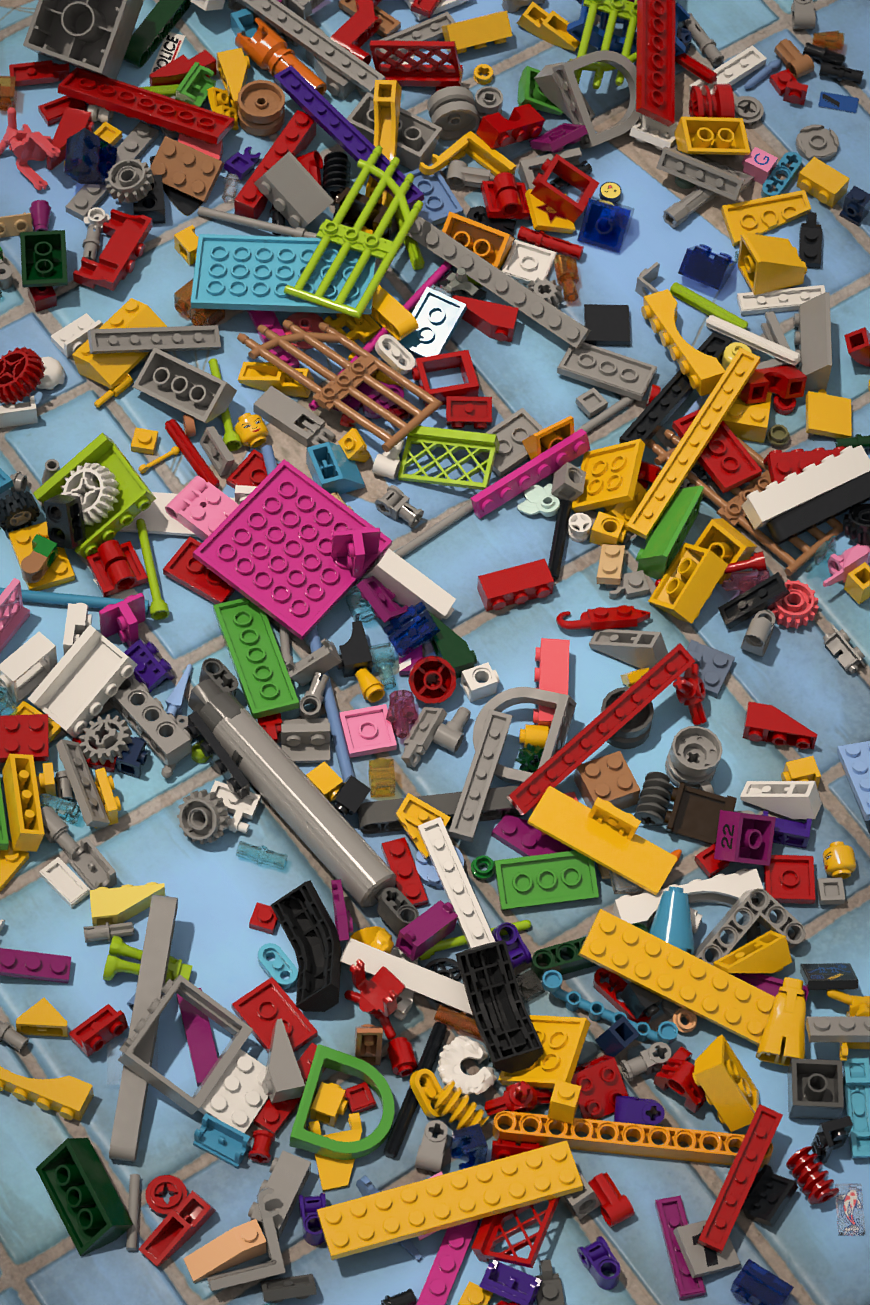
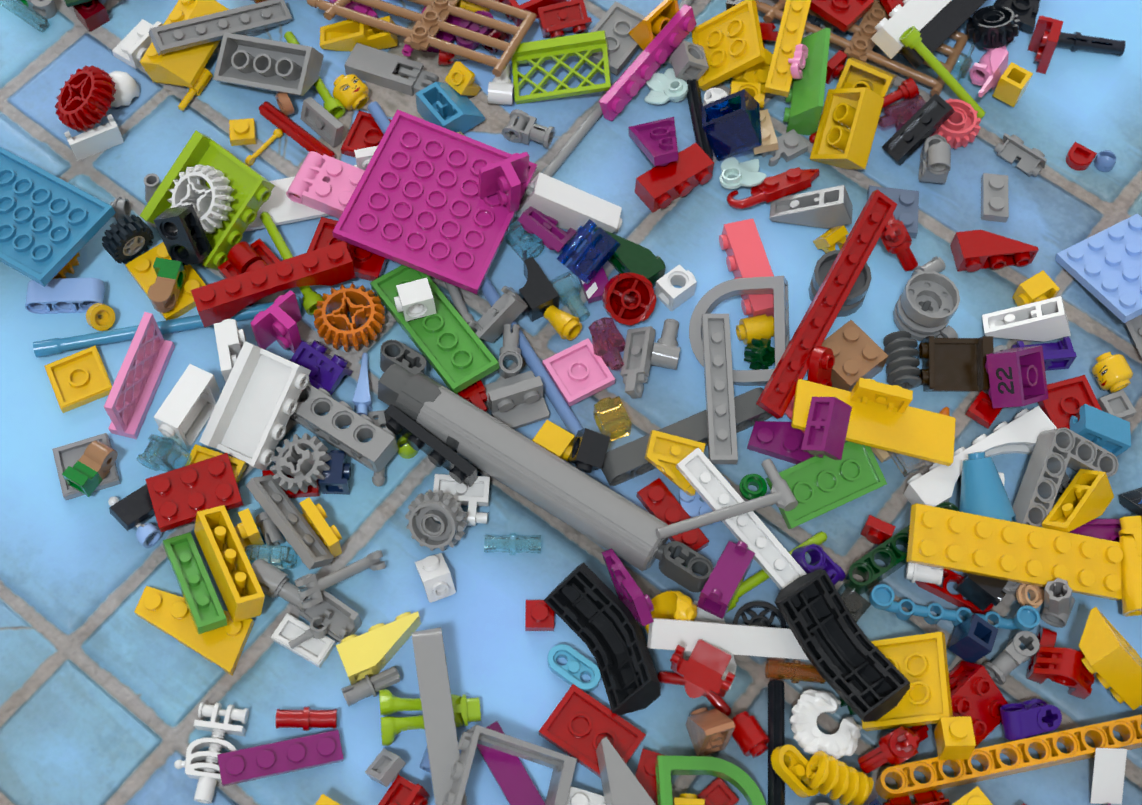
camera: 15 degrees left, 5 degrees up
(48, 941) = (306, 719): none -> red pin
(76, 876) = (312, 632): none -> light grey hand
(86, 839) = (315, 586): none -> light grey hinge
(87, 584) = (229, 296): none -> red arch
(100, 996) = (385, 767): none -> light grey plate
(188, 863) = (435, 577): none -> white bracket
(200, 633) = (334, 323): none -> orange gear
(245, 629) = (415, 299): none -> white brick
(497, 875) = (779, 495): none -> light grey bar
(511, 547) = (656, 140): none -> magenta wing
(555, 831) = (826, 427): none -> magenta hinge
(573, 929) = (877, 530): none -> red plate
(575, 781) = (821, 366): none -> red plate
(578, 598) = (740, 174): none -> light aqua plate
(583, 551) = (732, 124): none -> clear blue slope
(598, 975) = (924, 573): none -> white pin
(664, 509) = (798, 61): none -> bright pink piece
(687, 1173) = (1108, 776): none -> white sticker
(701, 521) = (835, 66): none -> red plate
(702, 1029) = (1057, 603): none -> light grey piece
(718, 727) = (936, 265): none -> light grey pin
(773, 518) = (912, 39): none -> lime piece
(804, 681) = (994, 197): none -> light grey plate
(805, 905) = (1102, 429): none -> dark azure hinge

